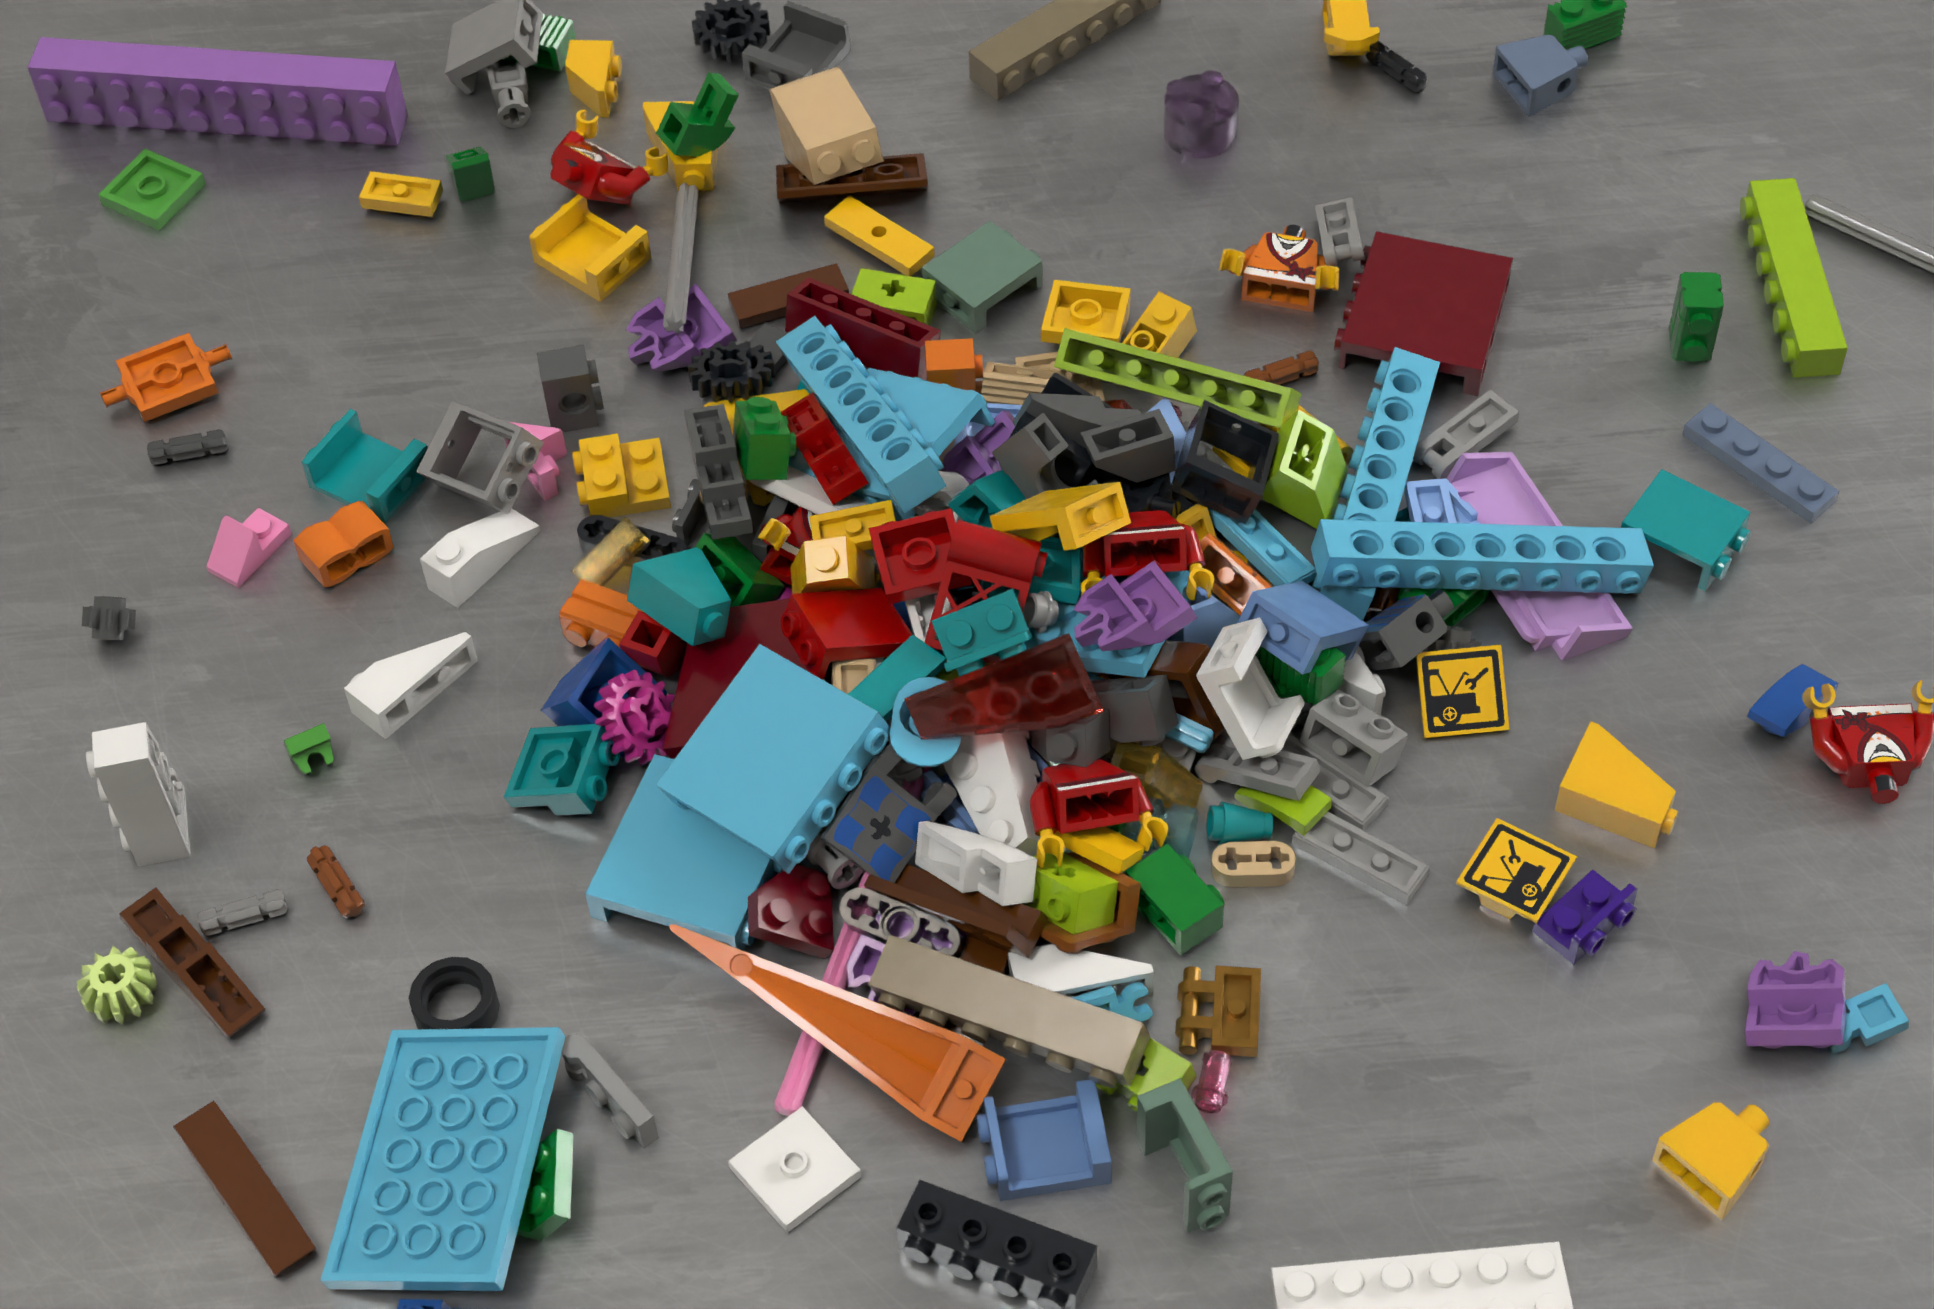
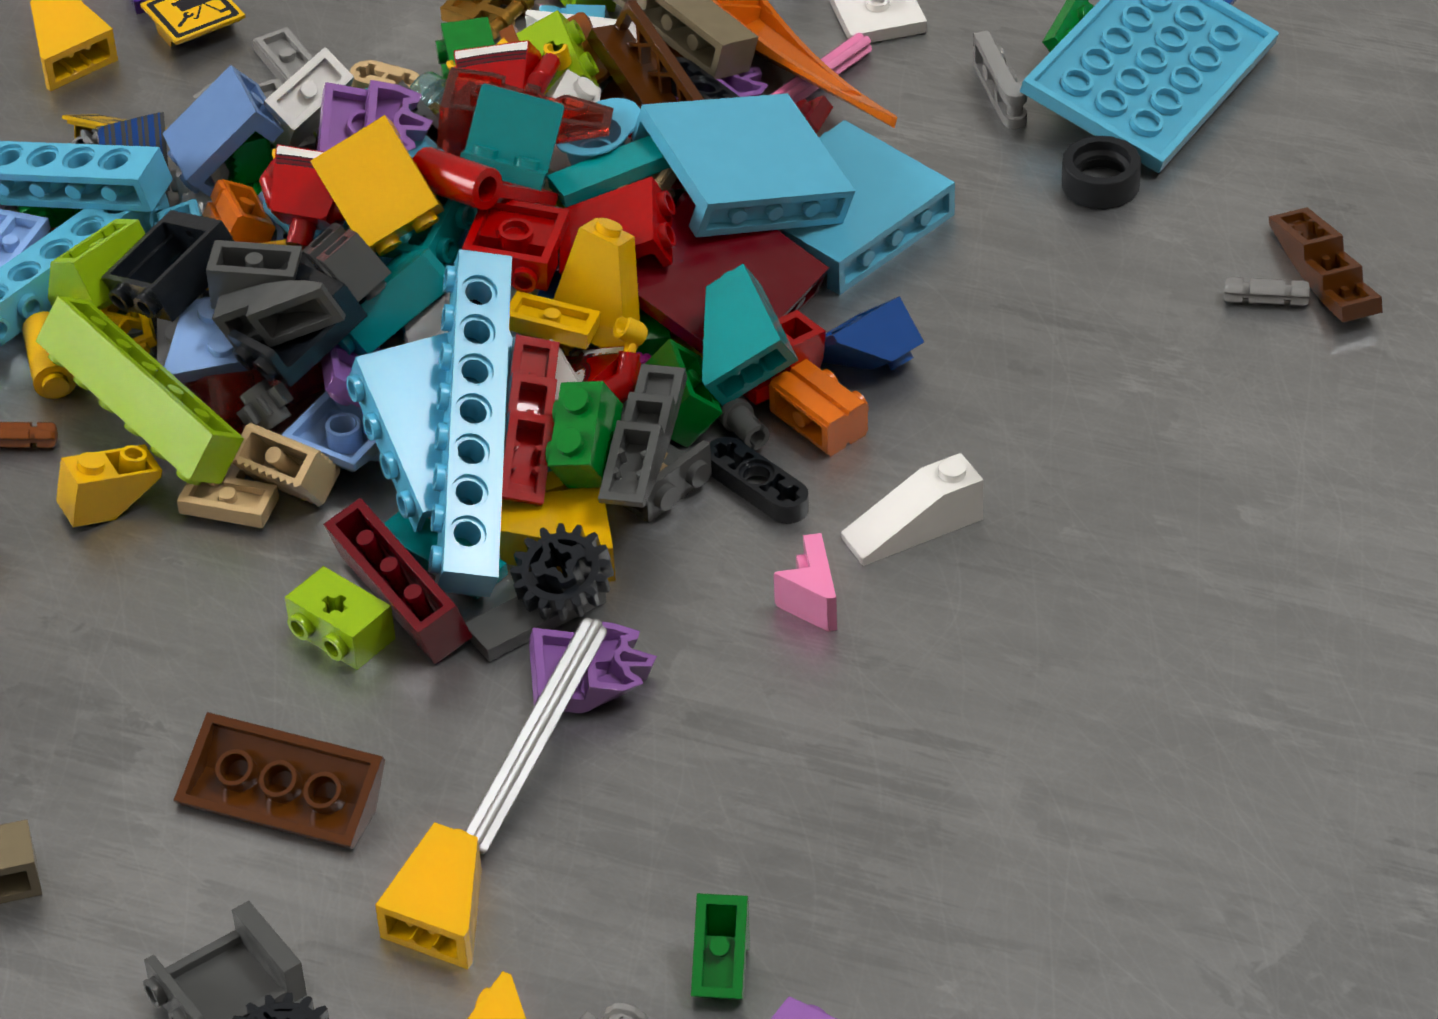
camera: 155 degrees left, 10 degrees down
(108, 618) = (1316, 559): dark grey gear -> none
(117, 985) = (1397, 259): yellowish green gear -> none
(140, 793) = (1334, 324): white wedge -> none
(166, 376) = (1193, 817): orange plate -> none
(187, 447) = (1192, 734): dark grey axle -> none
(244, 1188) = (1325, 100): reddish brown slope -> none
(245, 545) = (1157, 607): bright pink slope -> none
(307, 743) = (1159, 391): bright green tile -> none
(335, 881) = (1172, 289): dark orange axle -> none
(343, 543) = (1054, 561): orange brick -> none
(362, 468) = (992, 636): teal panel -> none
(401, 194) = (820, 960): yellow plate -> none
(405, 683) = (1038, 414): white slope -> none
(461, 427) = (913, 582): light grey window -> none
(562, 769) = (933, 292): teal plate -> none
(569, 389) = (743, 610): dark grey brick -> none
(588, 249) = (626, 802): yellow panel -> none
(596, 171) = (571, 867): red torso -> none
(611, 553) = (787, 452): clear yellow piece -> none
(621, 476) = (732, 547): yellow plate -> none
(636, 717) = (840, 296): dark pink gear -> none
(701, 125) = (421, 841): green brick -> none
(769, 299) = (440, 682): reddish brown tile -> none
(825, 126) = (276, 804): tan slope -> none
(879, 236) = (296, 696): yellow tile -> none
(954, 363) = (341, 475): orange brick -> none
(976, 863) = (611, 70): white slope -> none
(981, 273) = (222, 609): sand green panel -> none
(1086, 309) = (158, 523): yellow plate -> none

